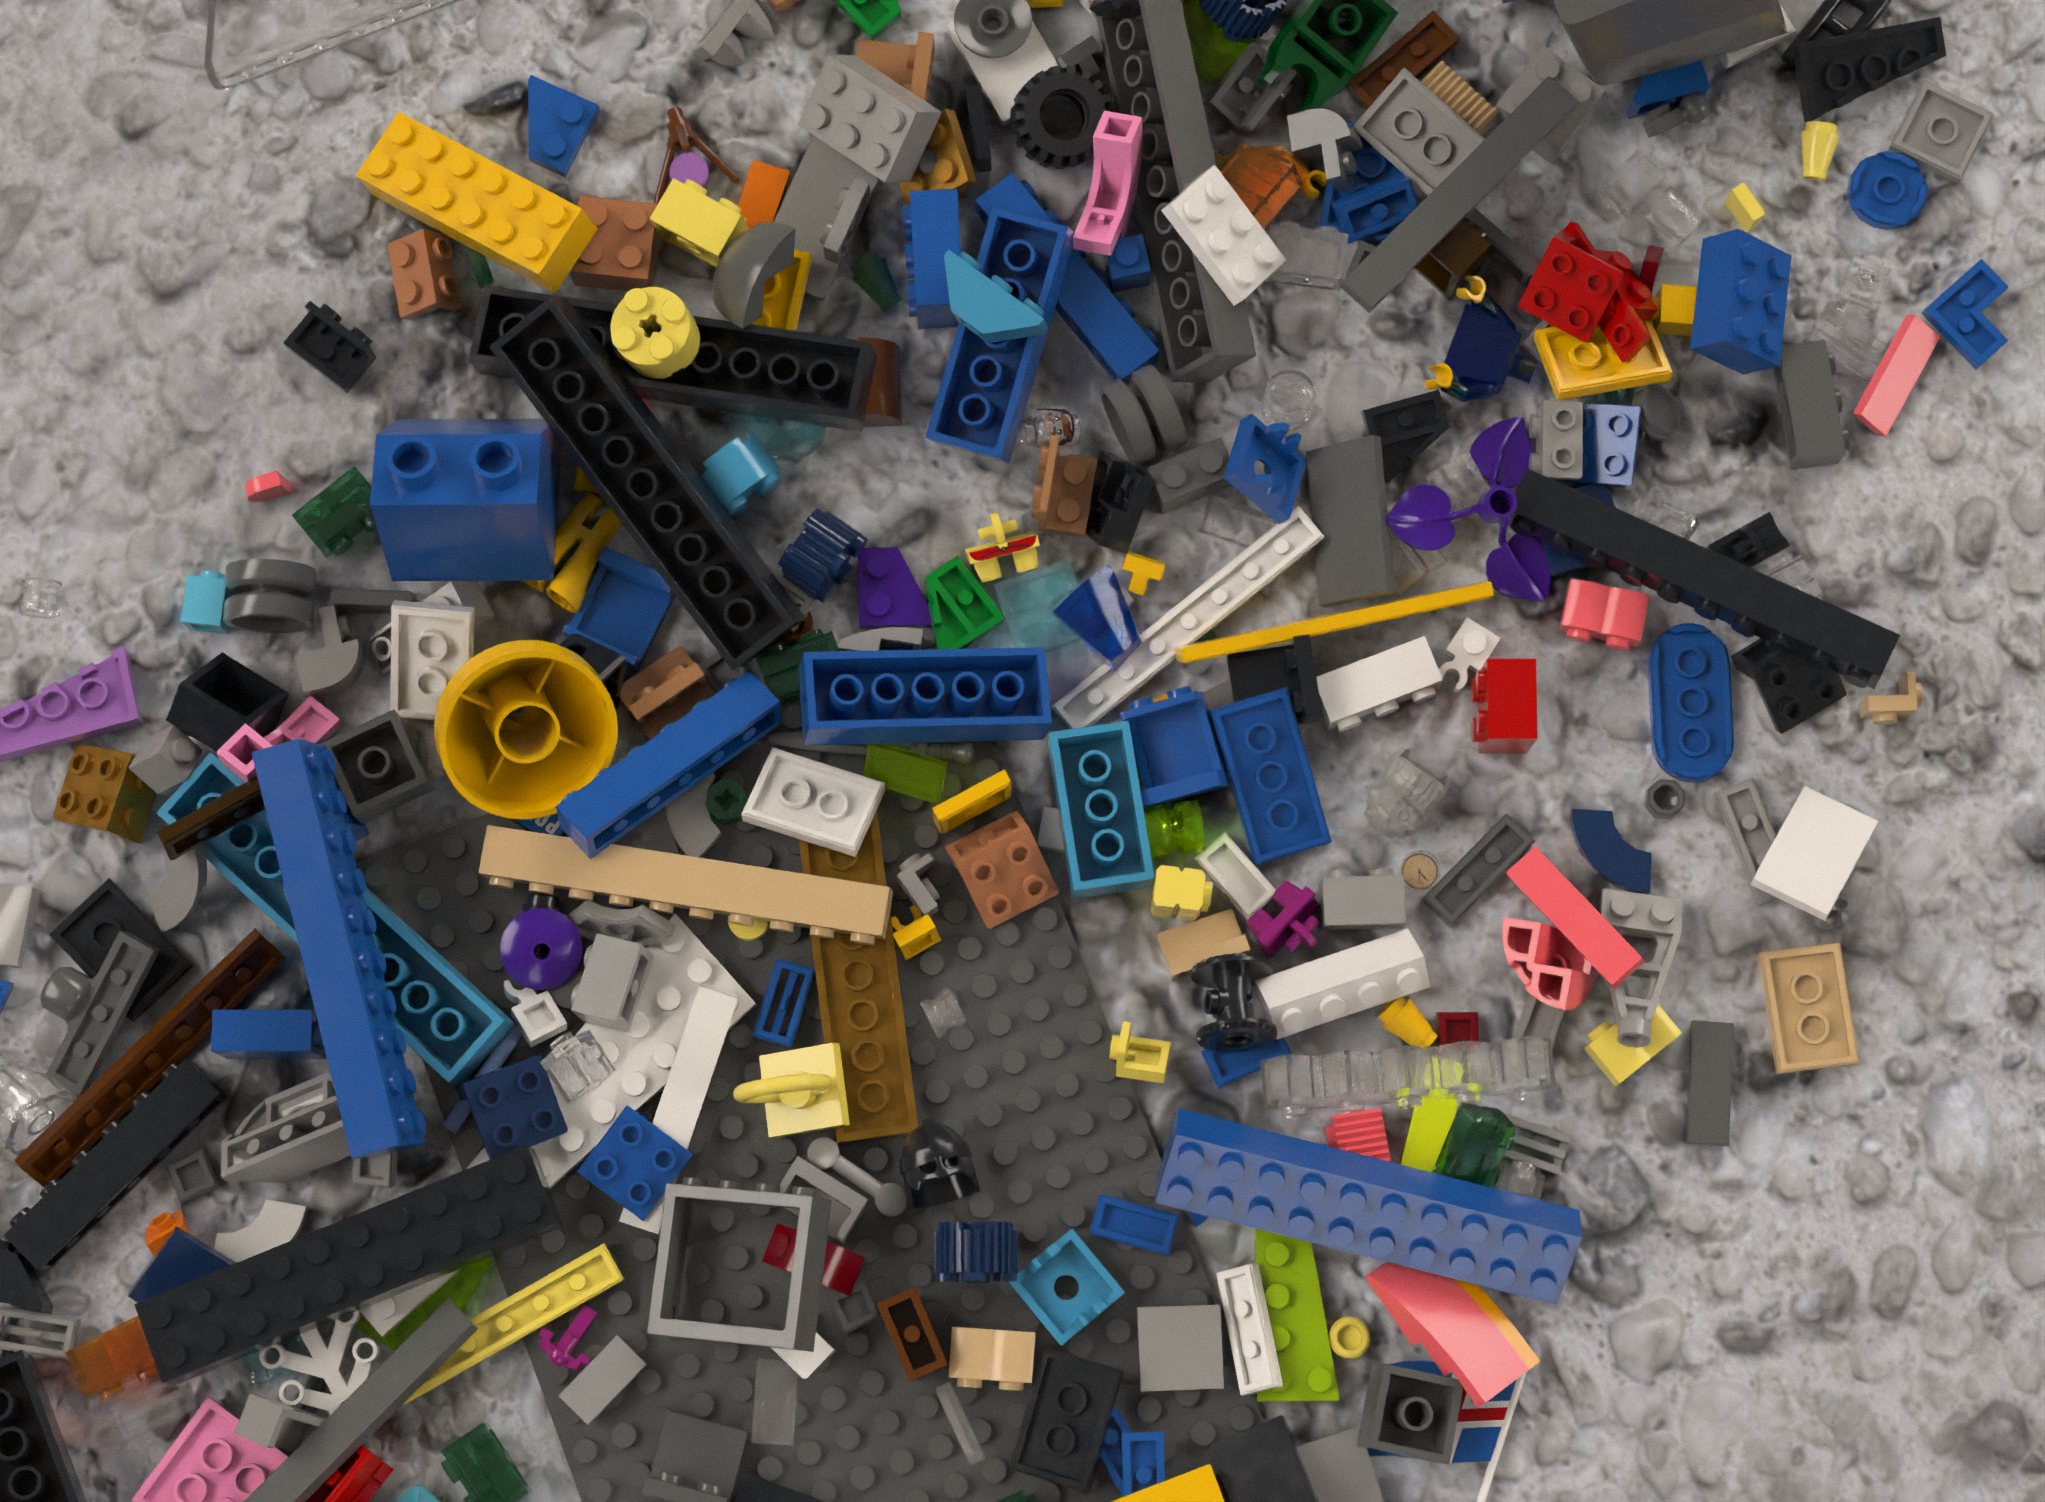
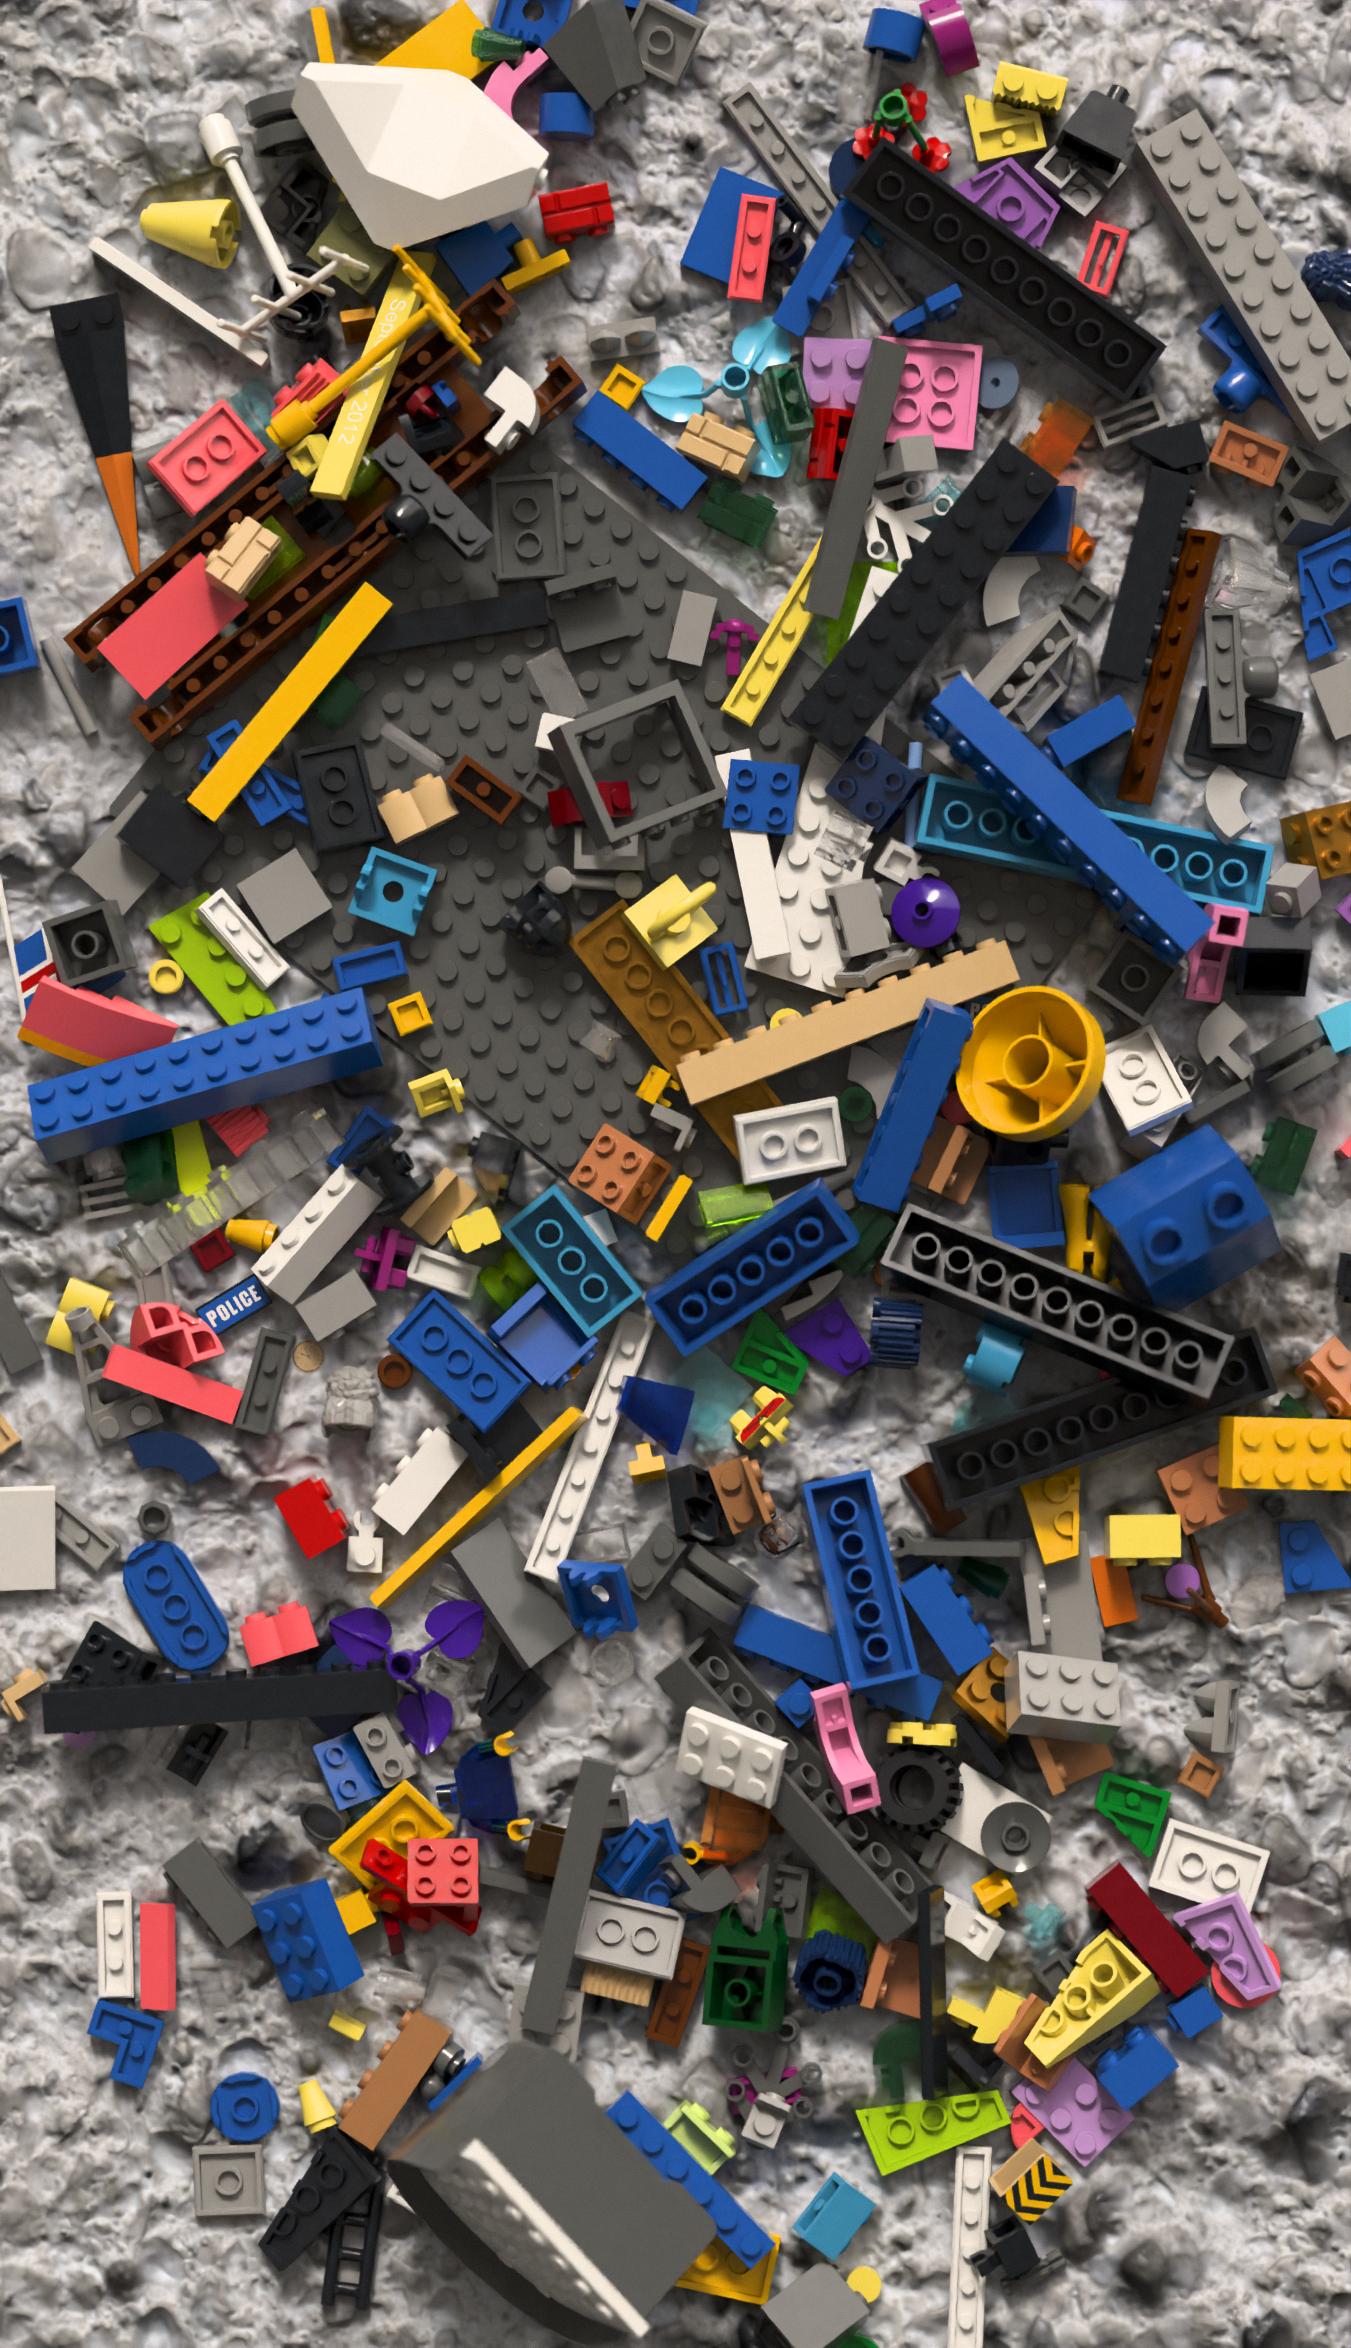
camera: 150 degrees right, 10 degrees up
(139, 1451) = (997, 383): none -> sand blue piece
(211, 819) = (1222, 863): dark brown tile -> none
(628, 737) = (954, 1109): none -> coral tile
(646, 312) = (1138, 1426): light yellow brick -> none
(745, 268) = (1080, 1519): dark grey brick -> none
(884, 317) = (957, 1546): none -> dark grey tile
(976, 1251) = (472, 876): dark blue brick -> none
(987, 304) = (879, 1592): dark azure slope -> none
(1022, 160) = (922, 1734): none -> light yellow plate
(1119, 947) = (495, 1165): none -> black wedge
(1120, 1152) = (410, 1014): none -> yellow tile
(1341, 806) = (394, 1371): none -> reddish brown tile
(1466, 963) = (234, 1305): none -> tile
(1727, 133) = (395, 2077): none -> medium nougat brick
(1931, 411) = (115, 1944): none -> white tile

